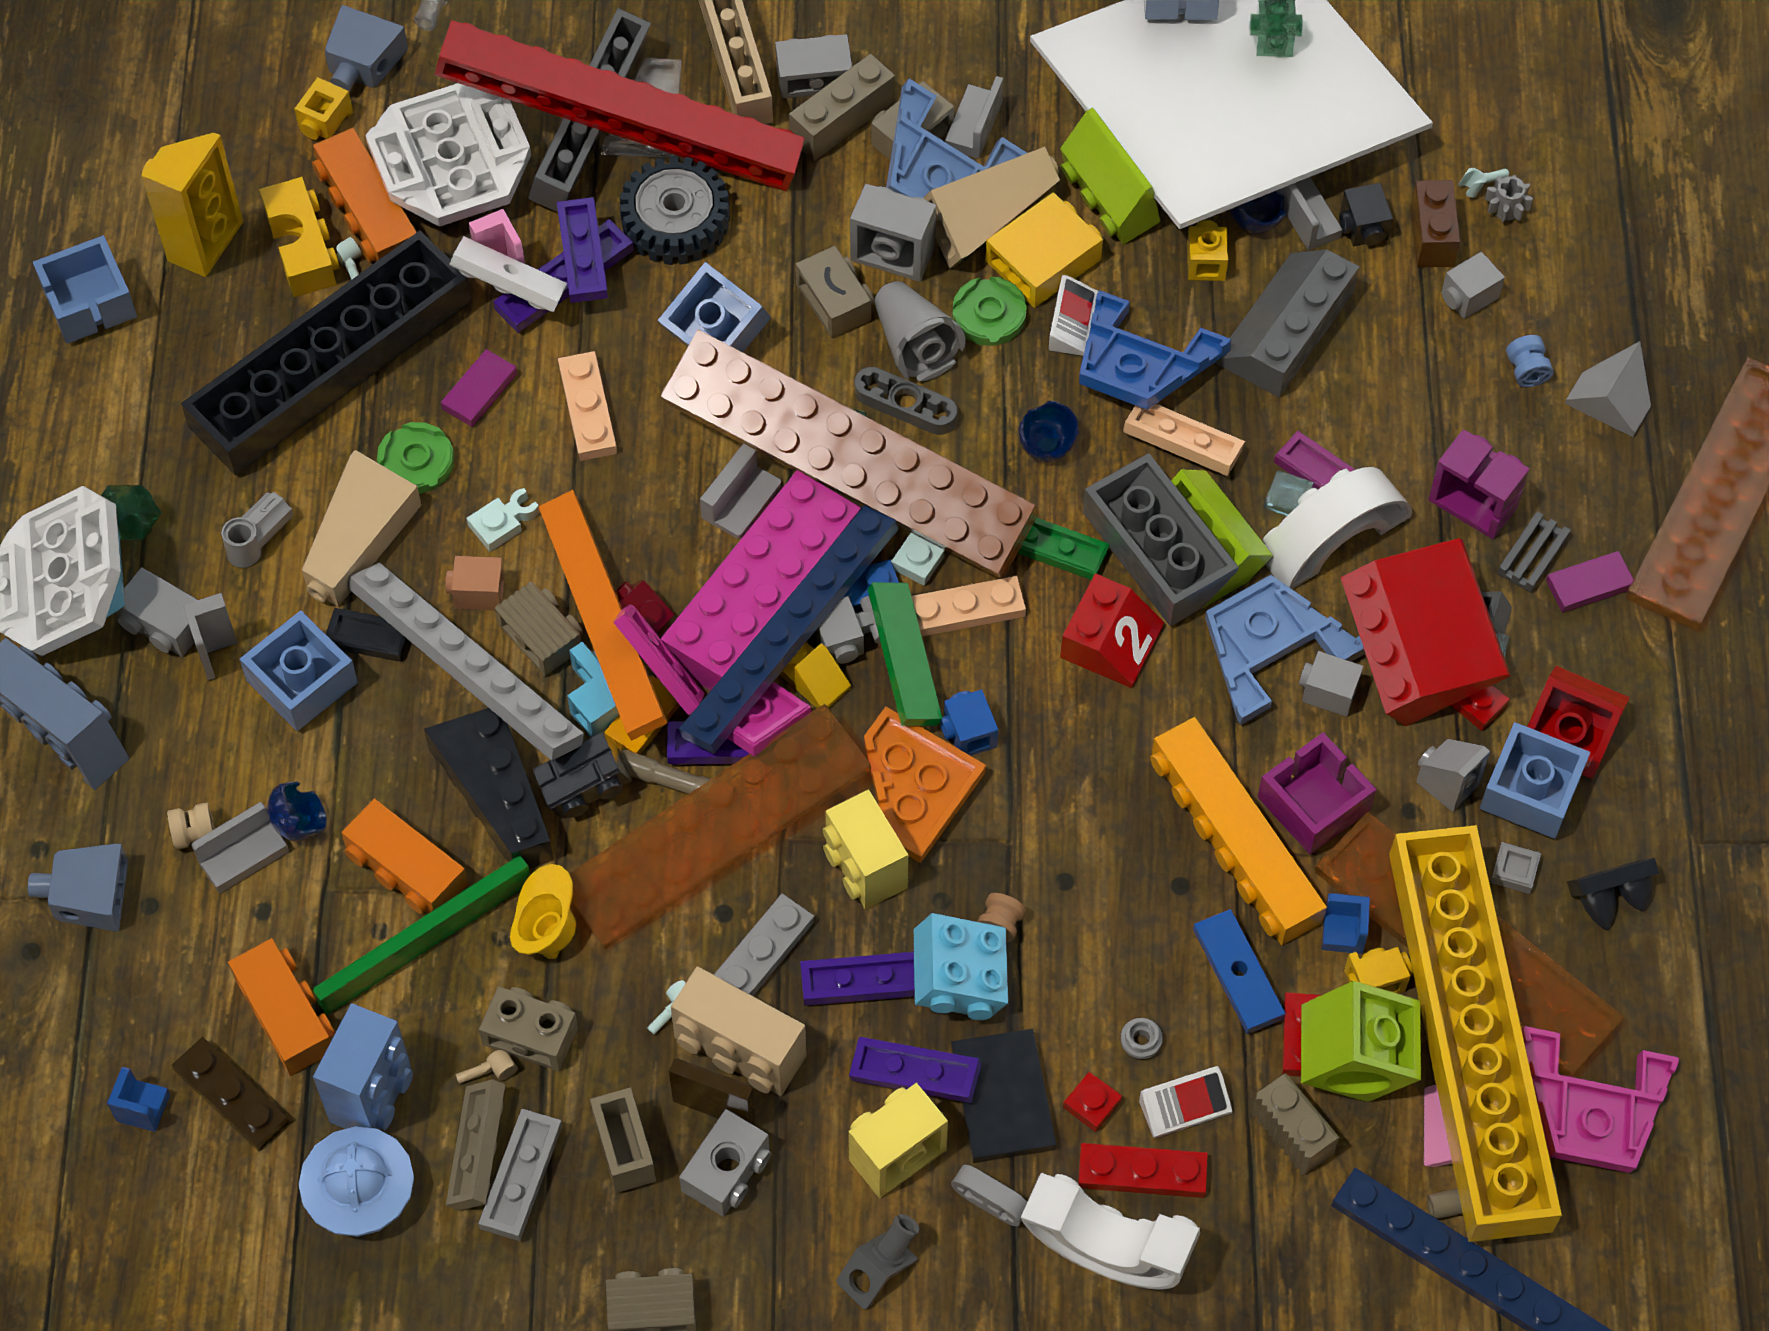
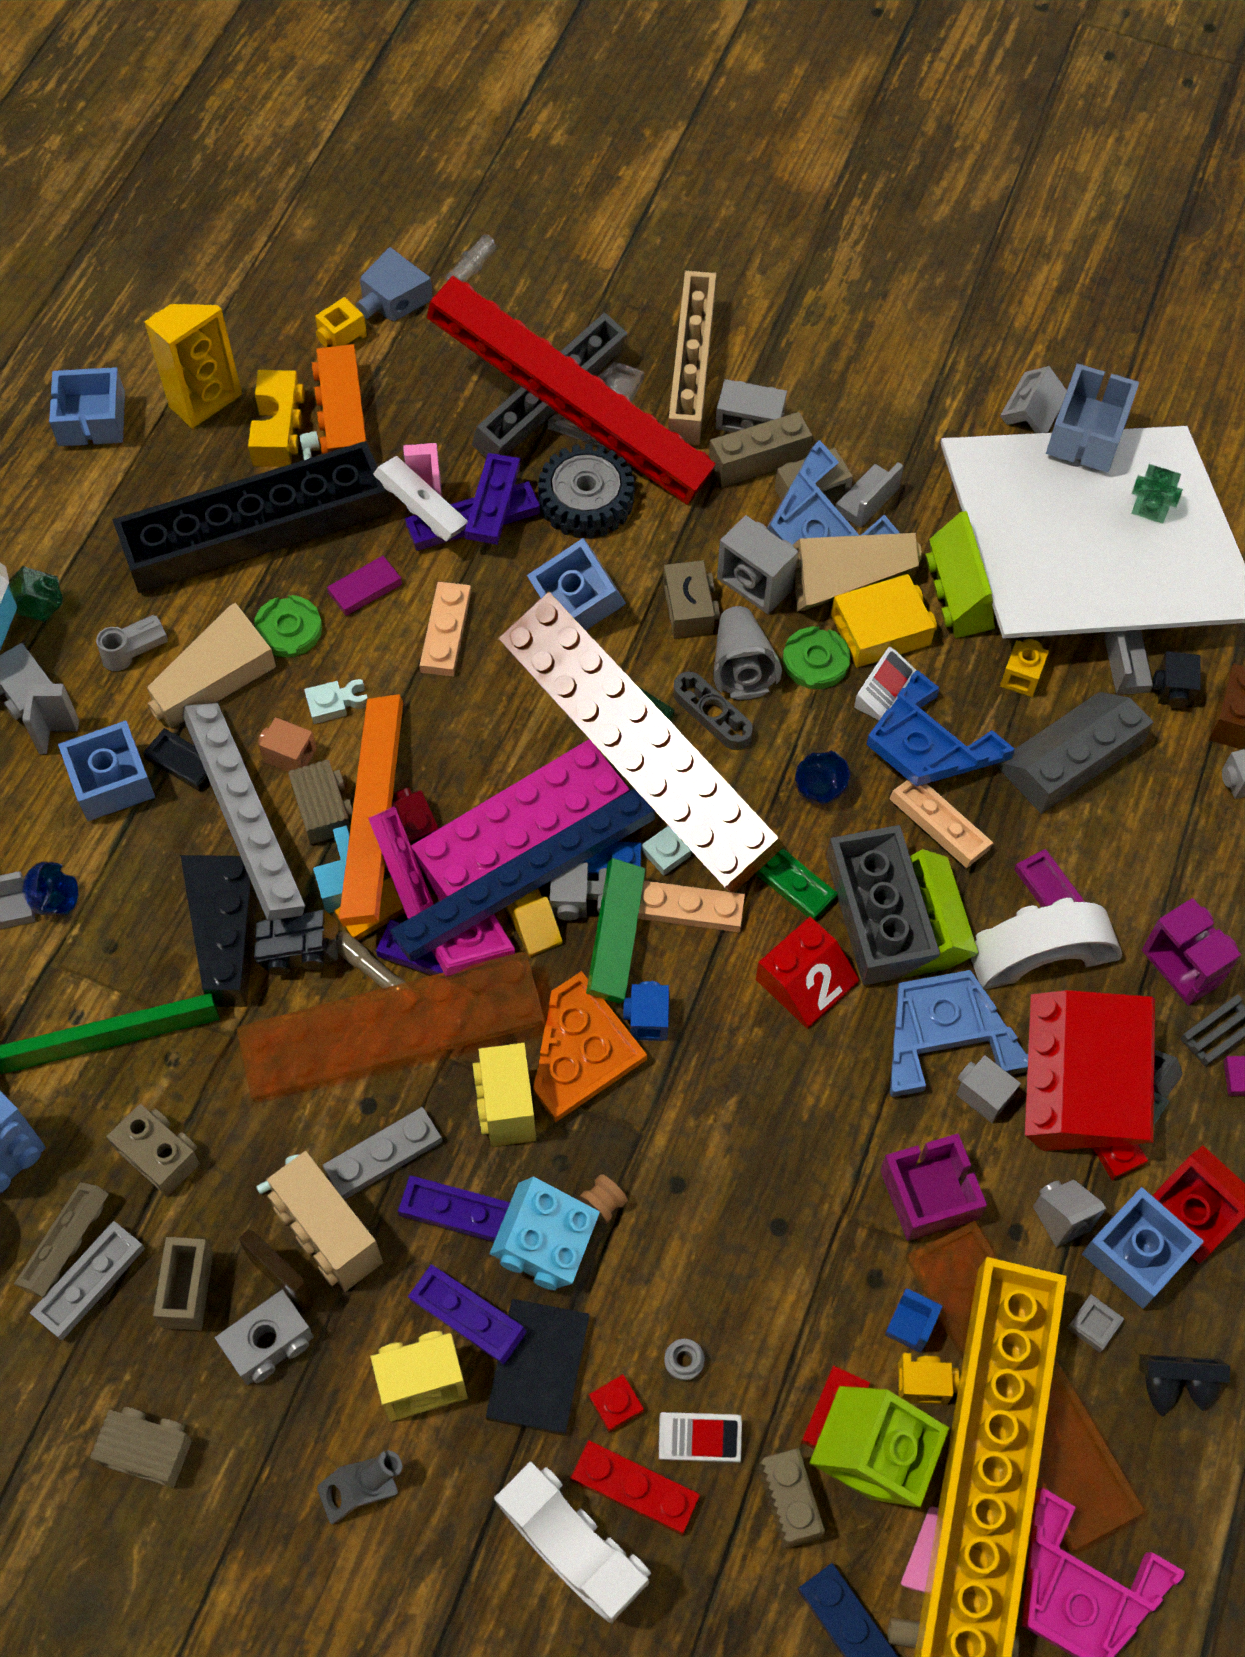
camera: 20 degrees right, 0 degrees up
(403, 858) = (117, 961): orange brick -> none
(454, 123) = (419, 388): white piece -> none
(498, 1062) = (116, 1170): tan hand -> none
(543, 913) = (209, 1055): yellow piece -> none
(738, 494) = (536, 741): light grey panel -> none
(989, 1195) = (483, 1457): light grey beam -> none
(1229, 952) = (798, 1353): blue tile -> none
(1237, 831) = (848, 1198): light orange brick -> none
(1260, 214) = (1084, 648): hair -> none
(1285, 492) = (1012, 899): clear light blue tile -> none

